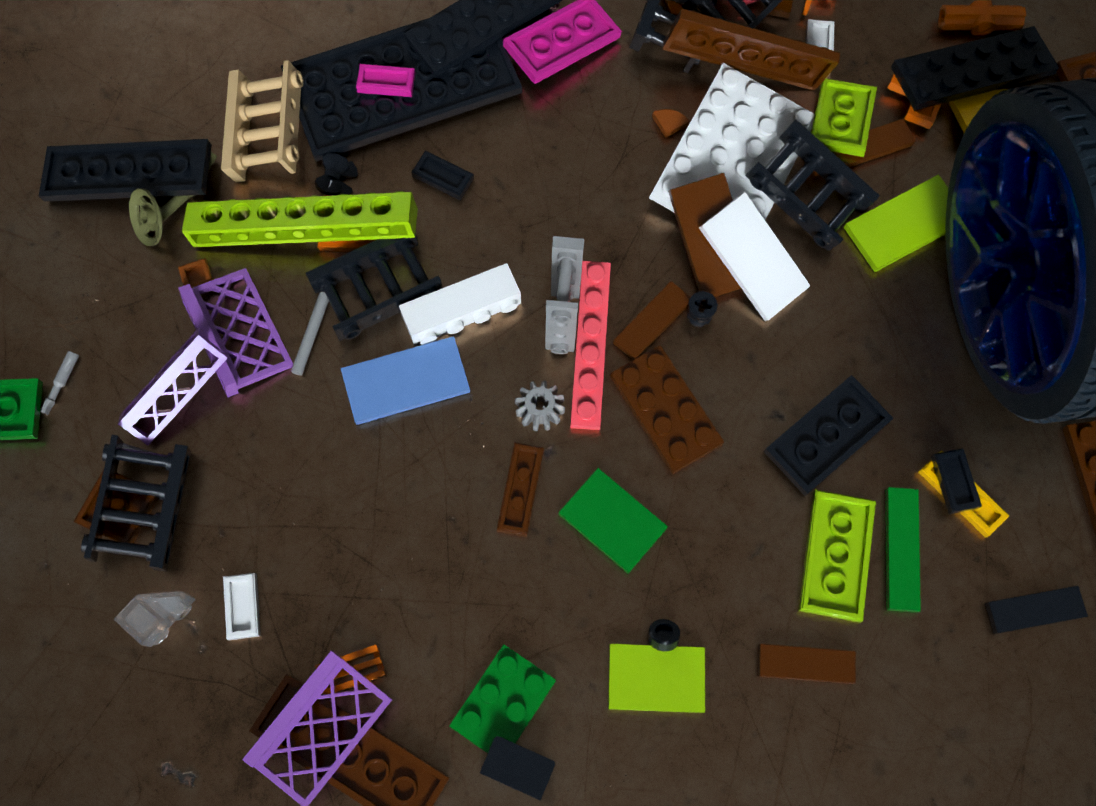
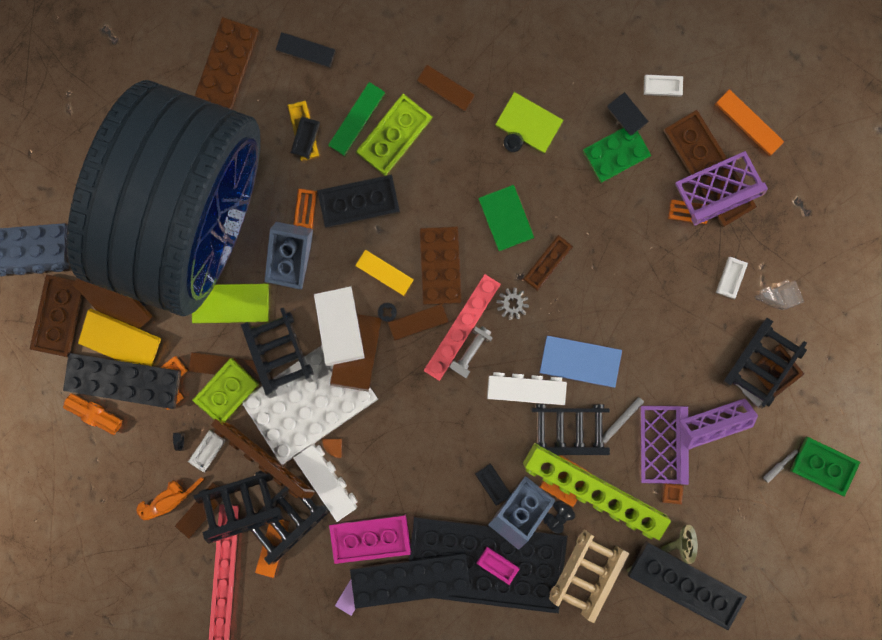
camera: 150 degrees left, 15 degrees up
(386, 150) = (522, 513): none -> sand blue slope
(654, 74) = (325, 482): none -> white brick
(735, 361) = (384, 272): none -> yellow tile
(861, 38) = (178, 441): none -> black tile
(877, 318) = (288, 254): none -> sand blue slope
(881, 394) = (312, 211): none -> orange tile

